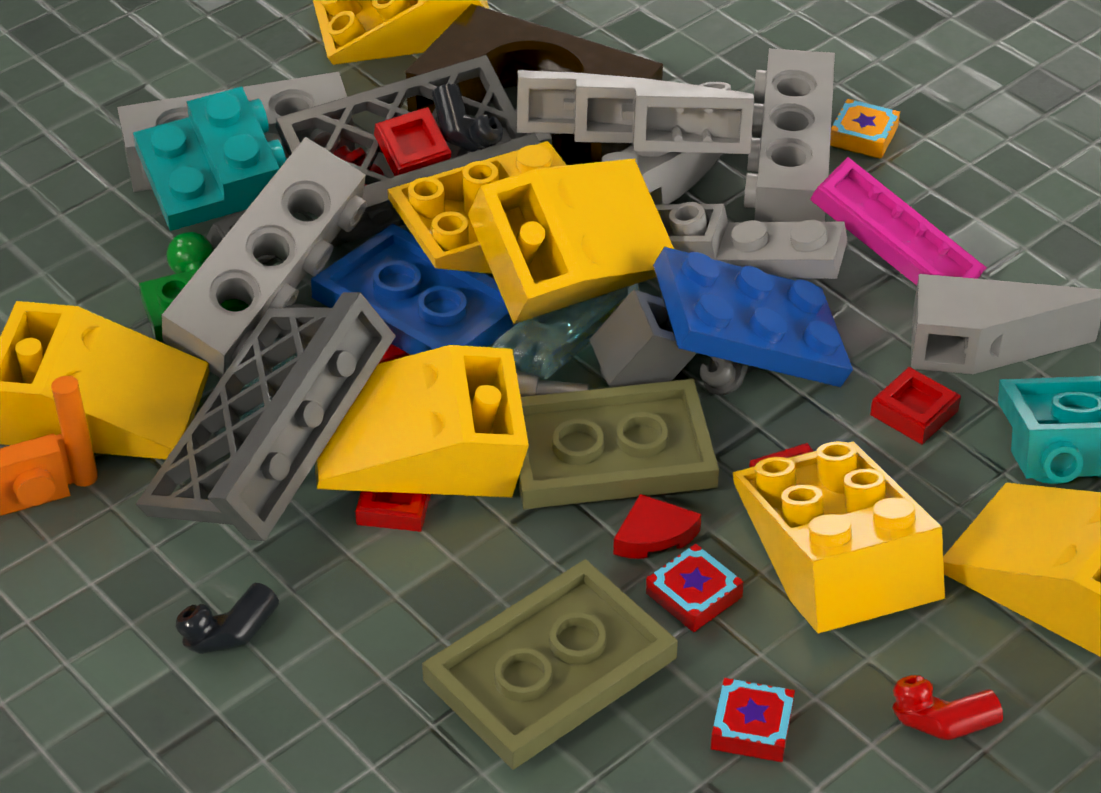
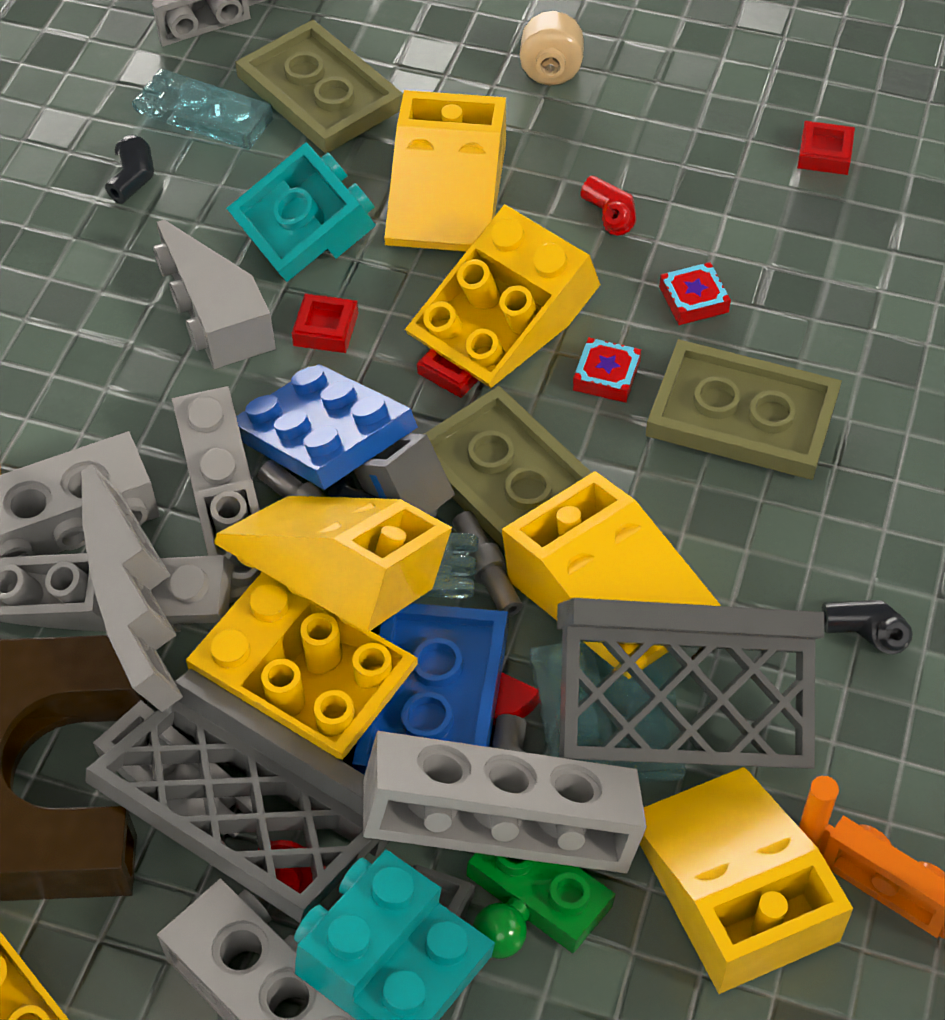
camera: 120 degrees left, 10 degrees up
(411, 141) = (253, 777): red tile -> none
(458, 126) = (207, 740): black arm -> none
(655, 527) = (571, 415): red tile -> none
(891, 226) = (142, 382): dark pink plate -> none

